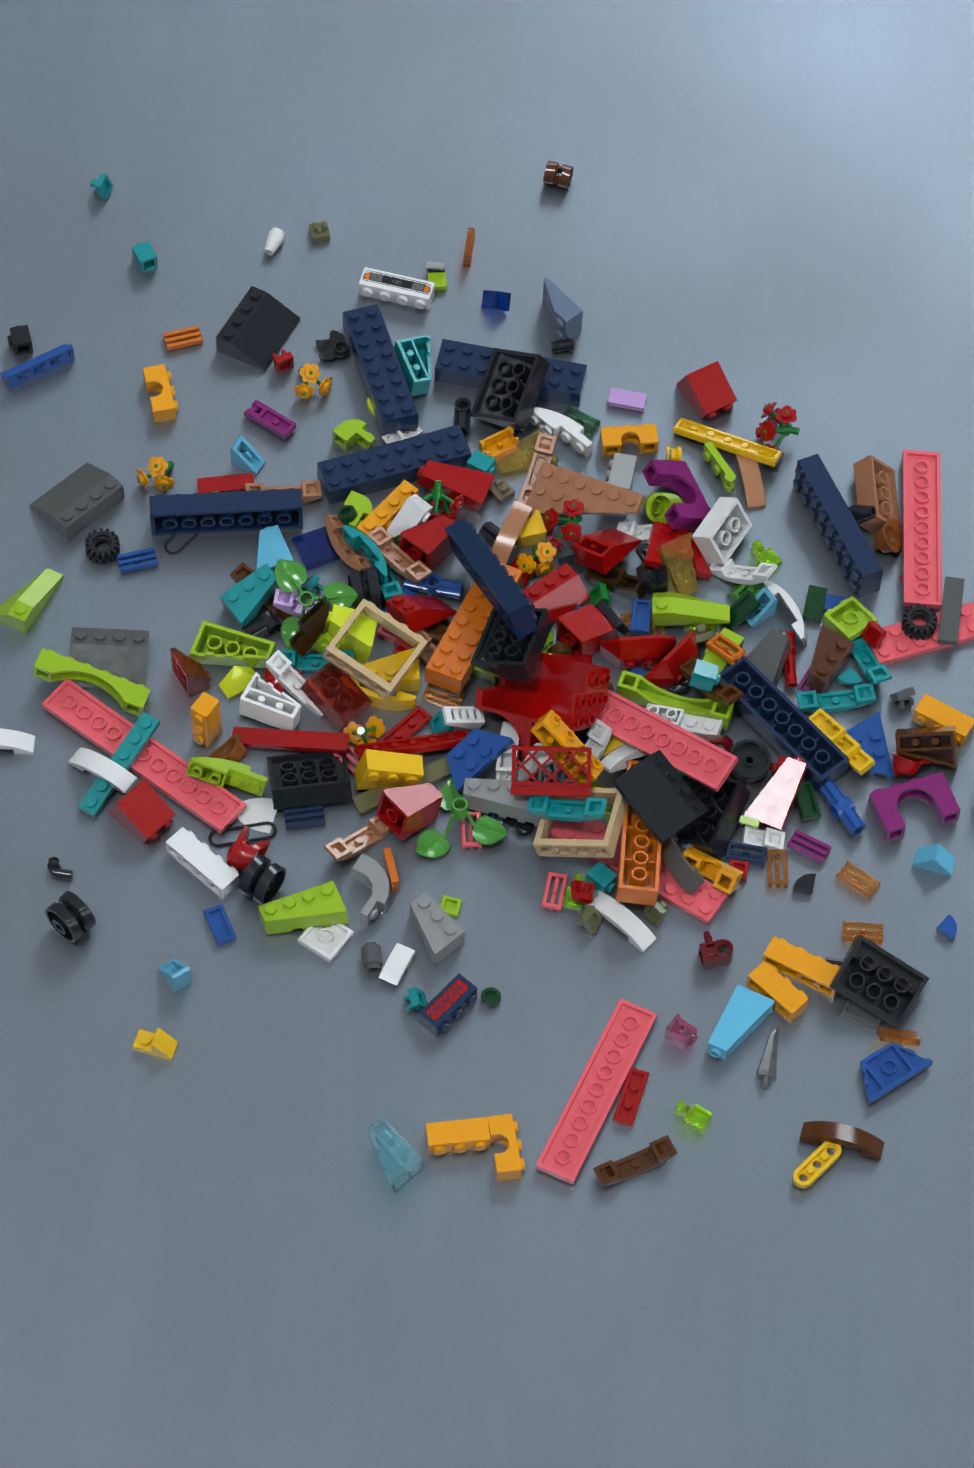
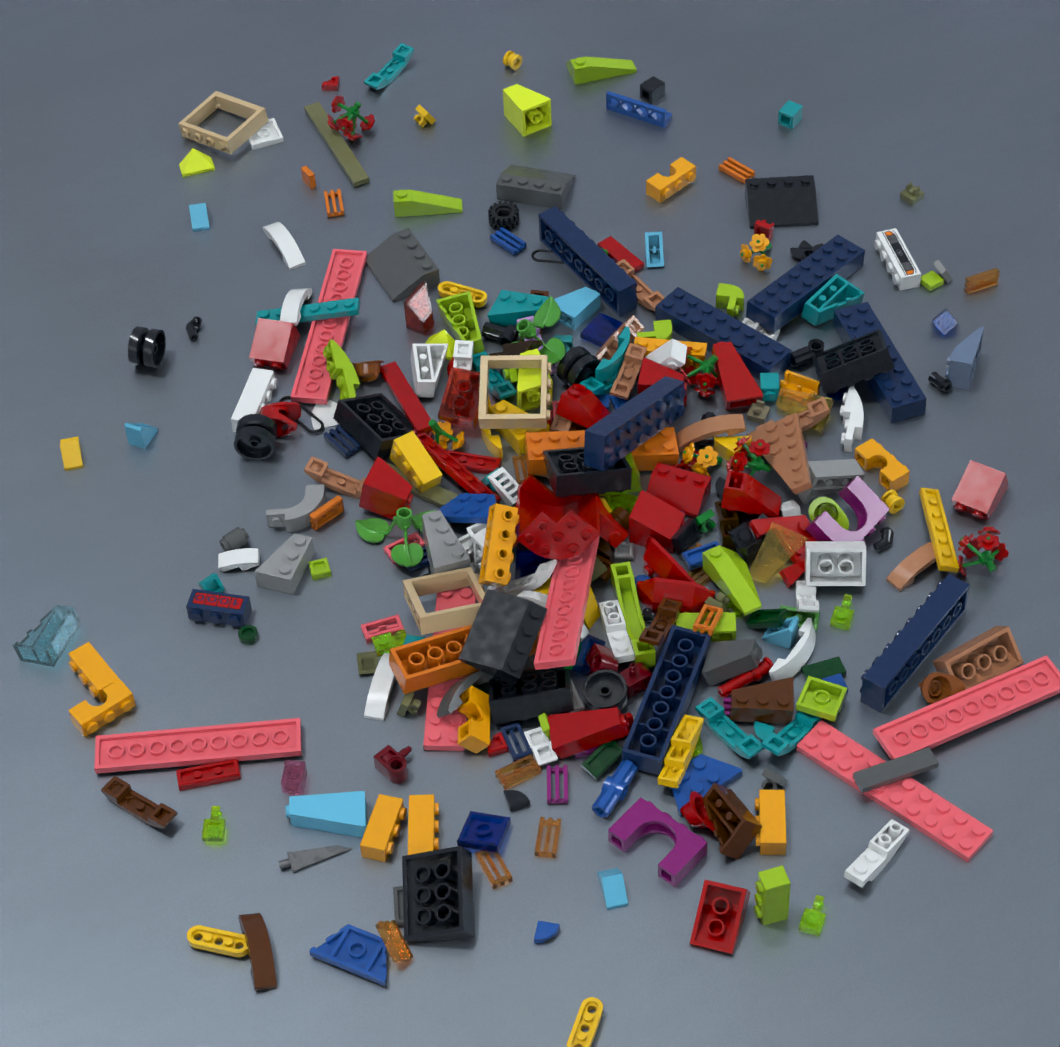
camera: 65 degrees right, 10 degrees down
(56, 667) = (374, 289): lime arch -> none
(102, 186) = (834, 64): teal tile -> none
(157, 467) = (585, 207): light orange plant -> none
(175, 635) = (450, 288): none -> yellow plate
(205, 719) = (376, 334): light orange brick -> none
(219, 925) = (206, 439): blue tile -> none
(270, 419) = (703, 250): magenta plate -> none
(274, 240) = (875, 173): white cone -> none
(304, 909) = (250, 478): lime wedge -> none
(326, 941) = (238, 506): white tile -> none
(347, 514) = (644, 327): dark green tile -> none
(551, 788) = (456, 556): red fence -> none
(567, 809) = (444, 576): teal slope -> none
(581, 417) = (882, 439): clear green tile -> none
(582, 891) = (387, 641): red tile -> none
(627, 399) = (925, 448): lavender tile -> none
(704, 675) = (659, 611): teal brick -> none
(708, 482) = (886, 539): none -> black arm
(719, 466) = (908, 537): lime plate -> none
(739, 730) = (636, 678): none -> dark red piece
(826, 921) = (484, 831): none -> clear blue tile
(862, 512) = (938, 648): black cone -> none
(873, 634) = (818, 722): red tile -> none
(923, 613) = (860, 759): black tyre -> none

